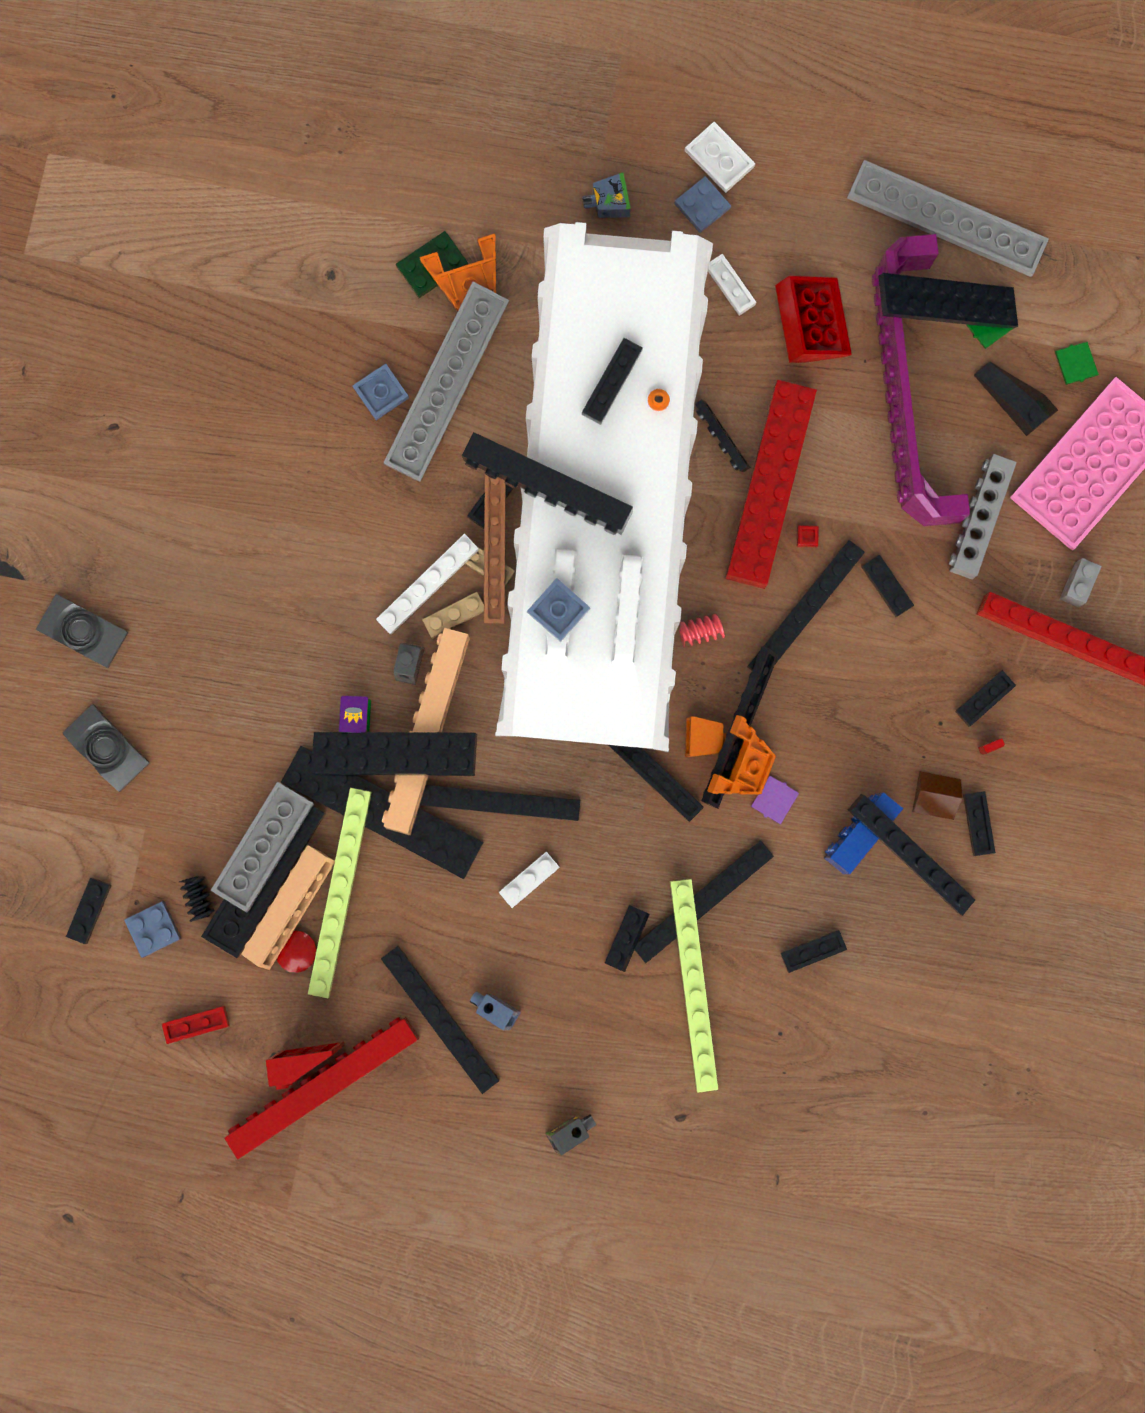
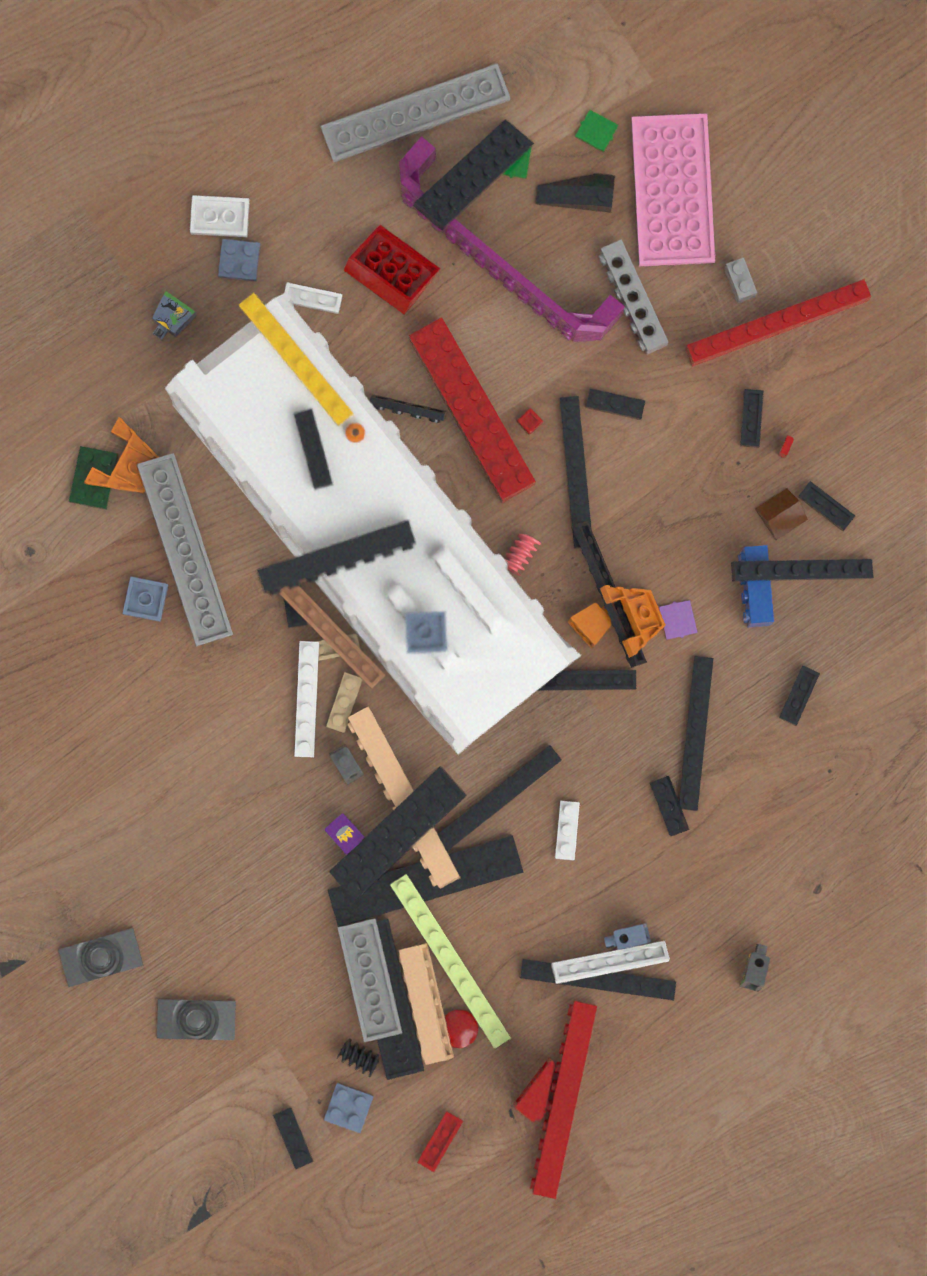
camera: 45 degrees left, 0 degrees up
(461, 1015) = (610, 962): none -> white plate
(668, 299) = (296, 359): none -> yellow plate
(694, 985) = (742, 793): yellowish green plate -> none

